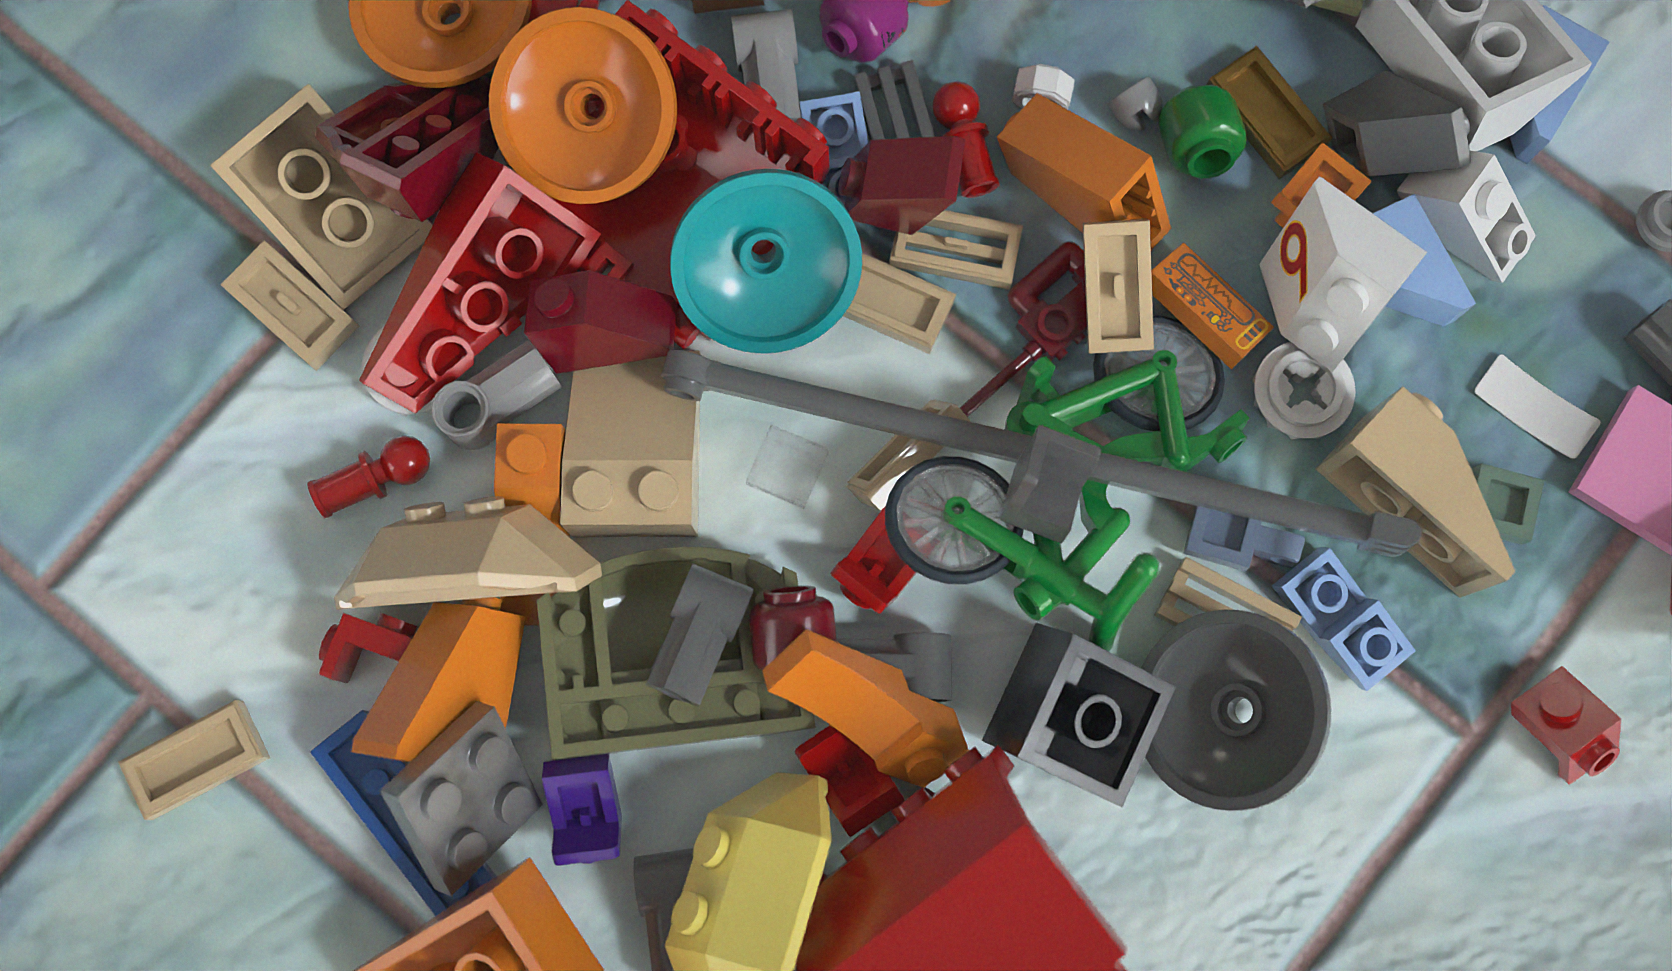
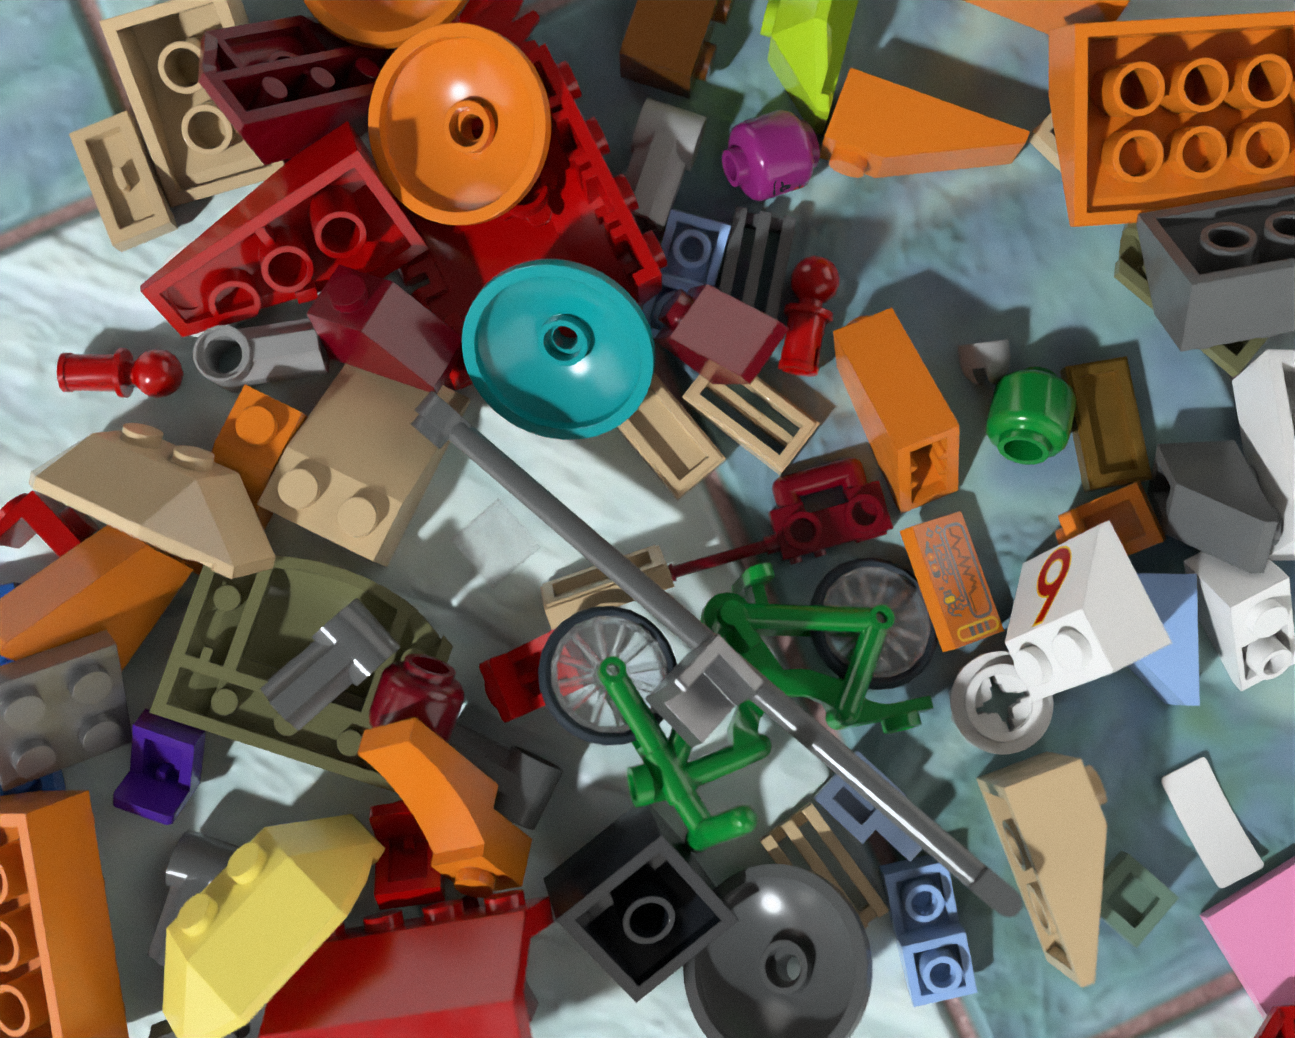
camera: 30 degrees right, 5 degrees up
(1046, 81) = (907, 300): white tile -> none
(1118, 285) = (871, 528): tan plate -> none

